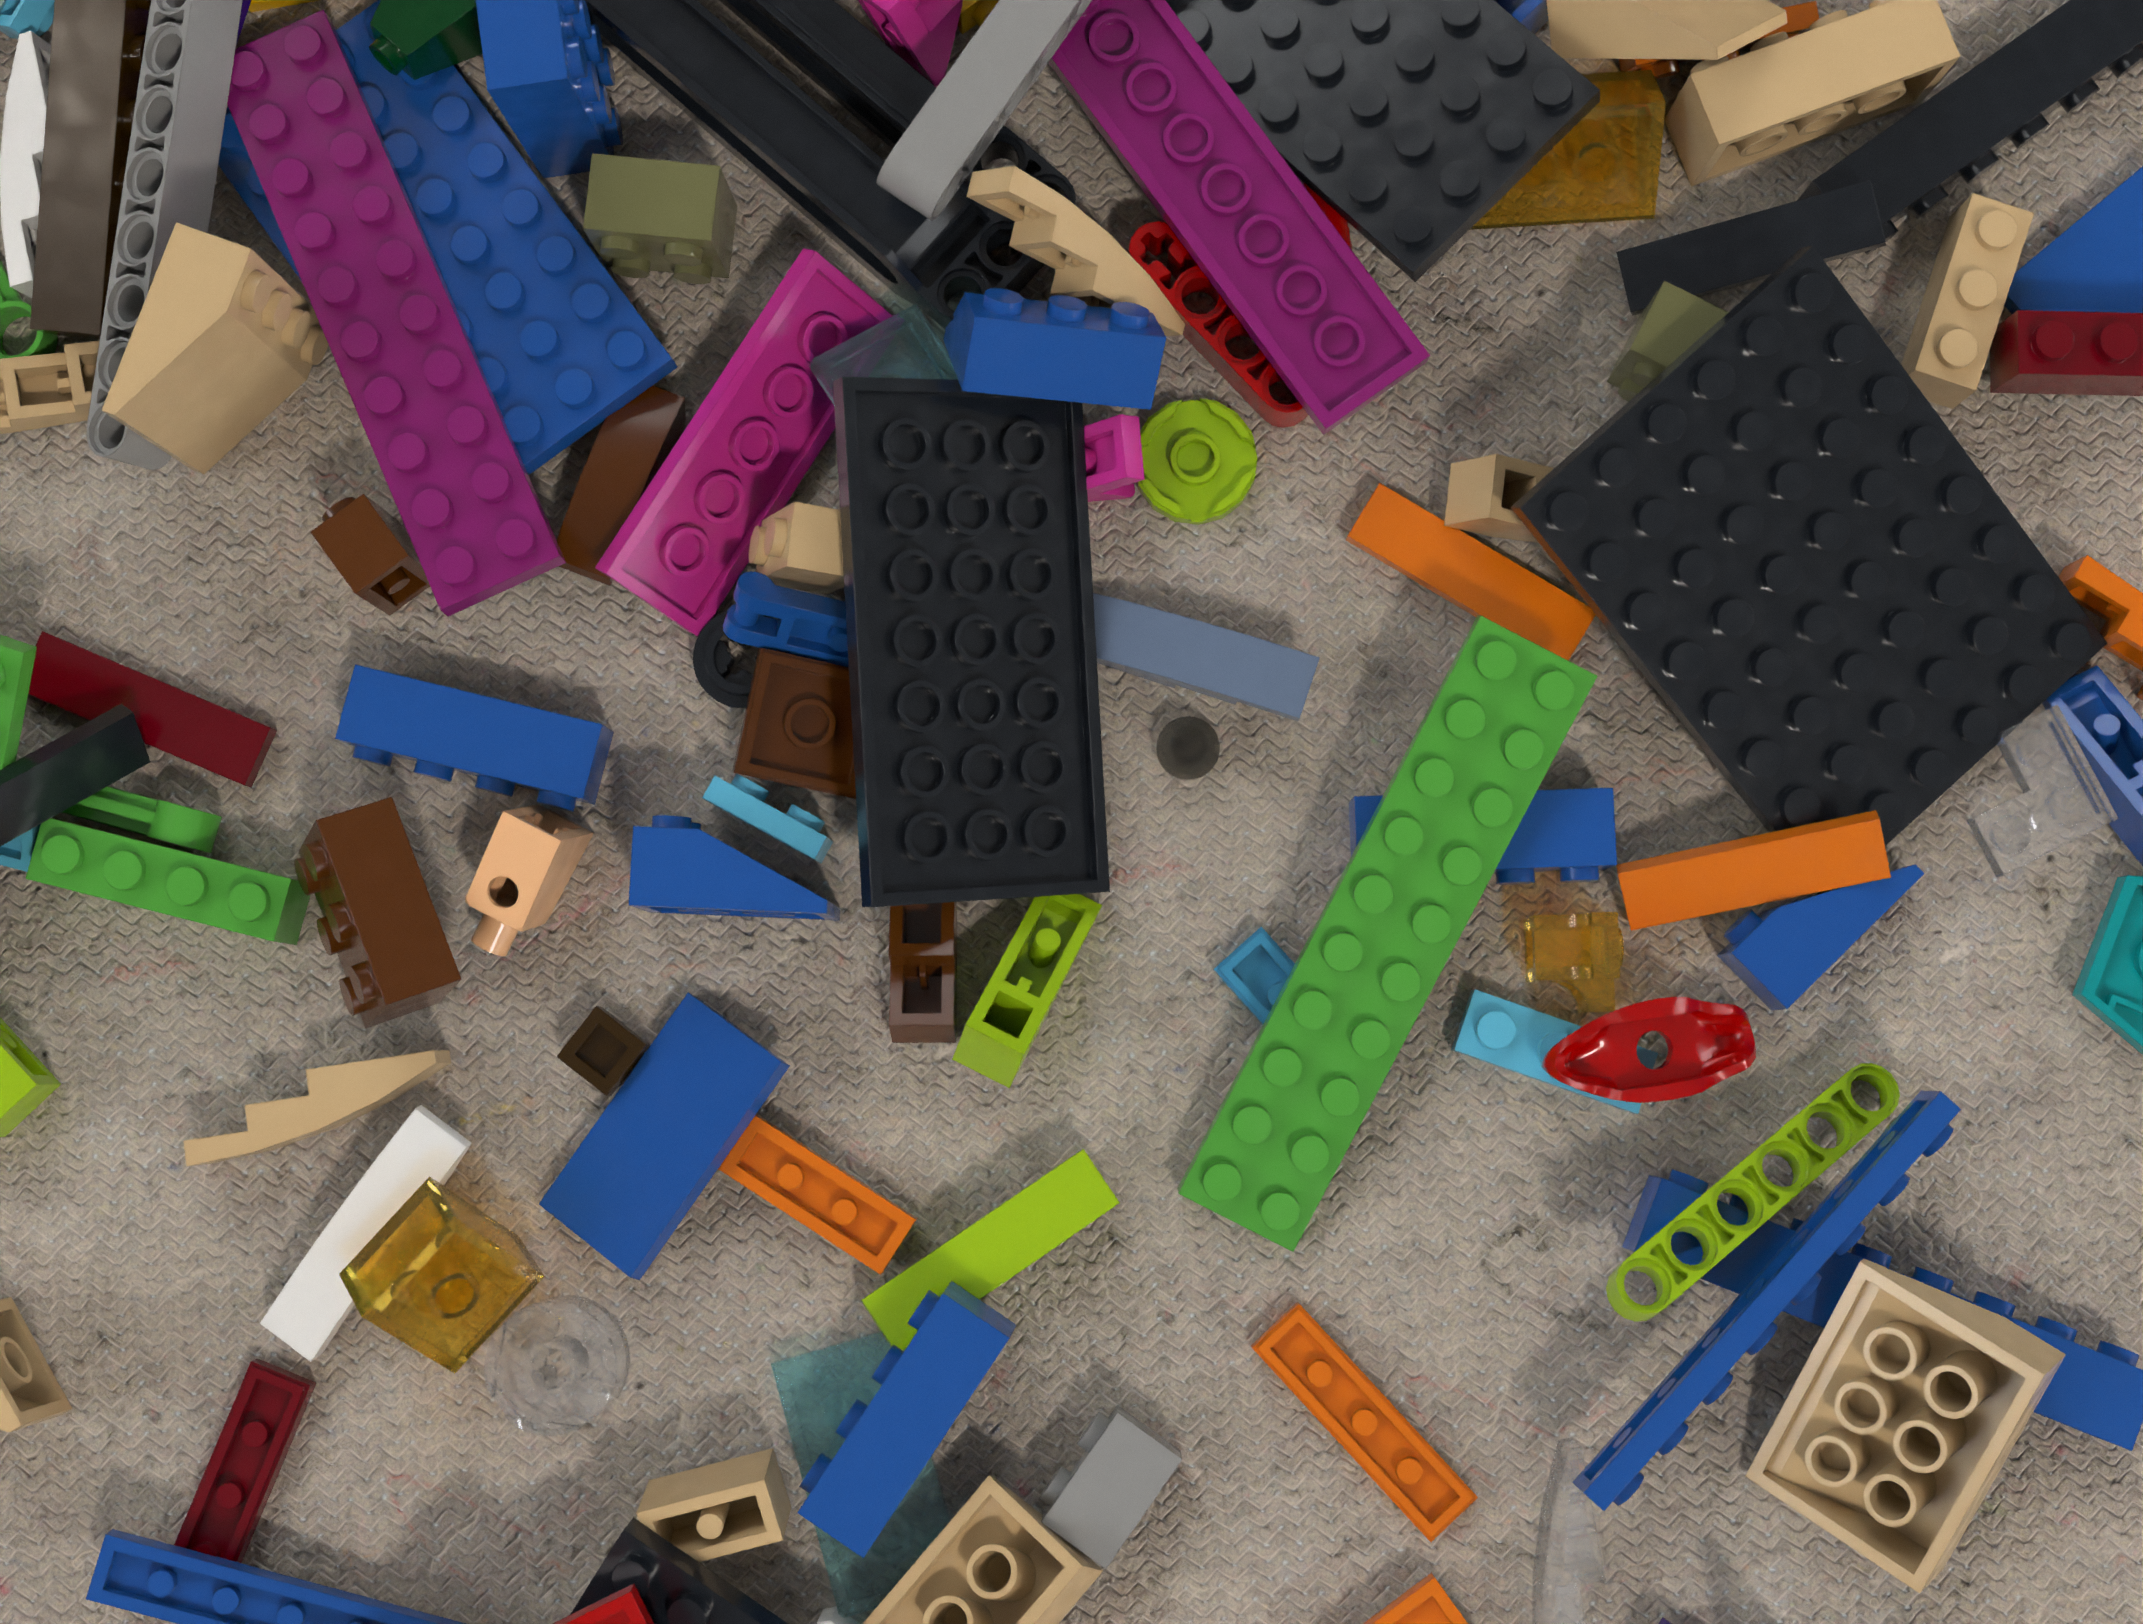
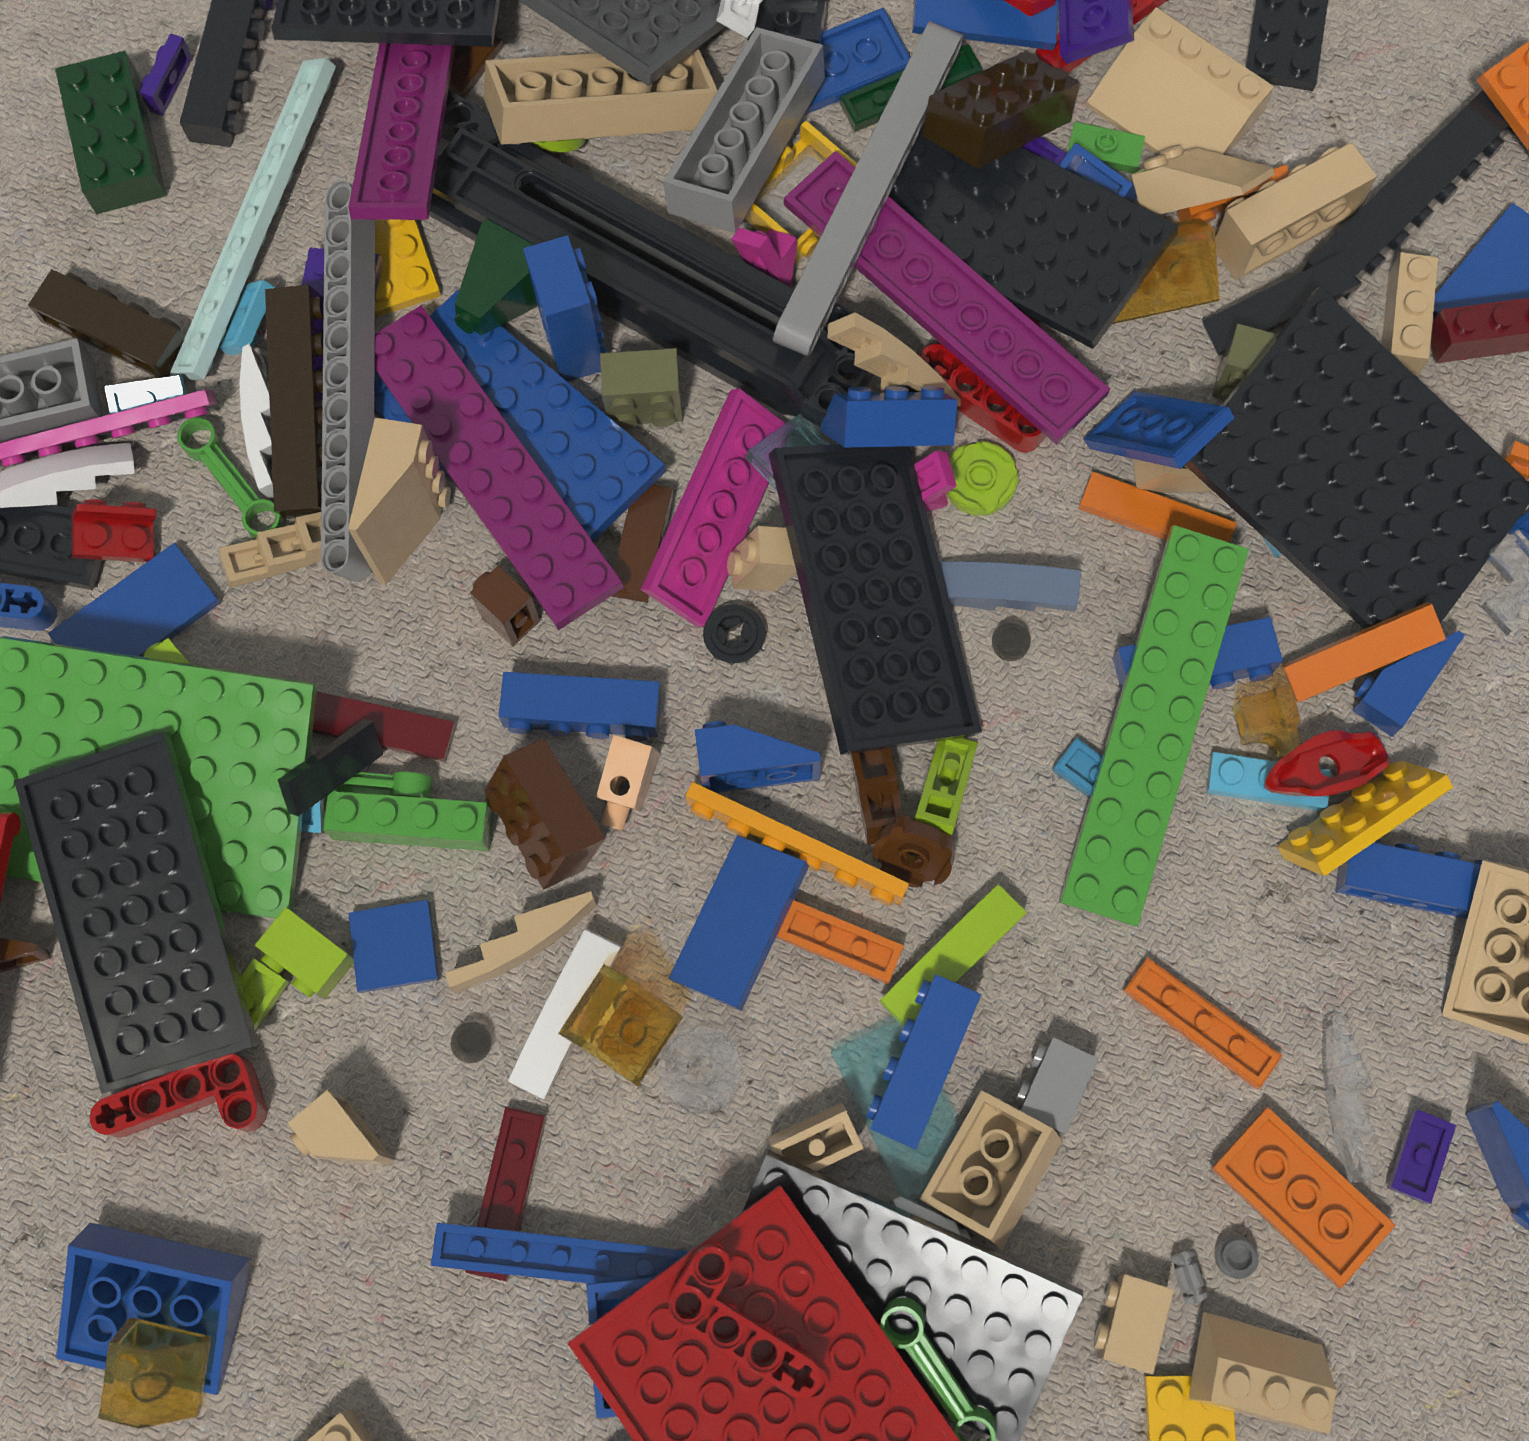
camera: 15 degrees left, 10 degrees down
(120, 1075) = (393, 946): none -> blue tile
(215, 1250) = (471, 1042): none -> clear smoke plate
(603, 1051) = (692, 878): dark brown plate -> none
(746, 802) = (754, 717): medium azure plate -> none
(797, 1043) = (780, 837): none -> light orange plate
(798, 725) = (779, 665): reddish brown tile -> none
(805, 624) = (771, 605): blue plate -> none
(958, 1076) = (933, 851): none -> reddish brown plate
(1495, 441) = (1158, 429): none -> blue tile
(1690, 1147) = (1364, 817): none -> yellow plate
(1758, 1193) = (1412, 836): lime beam -> none
(1785, 1279) = (1424, 909): blue plate -> none

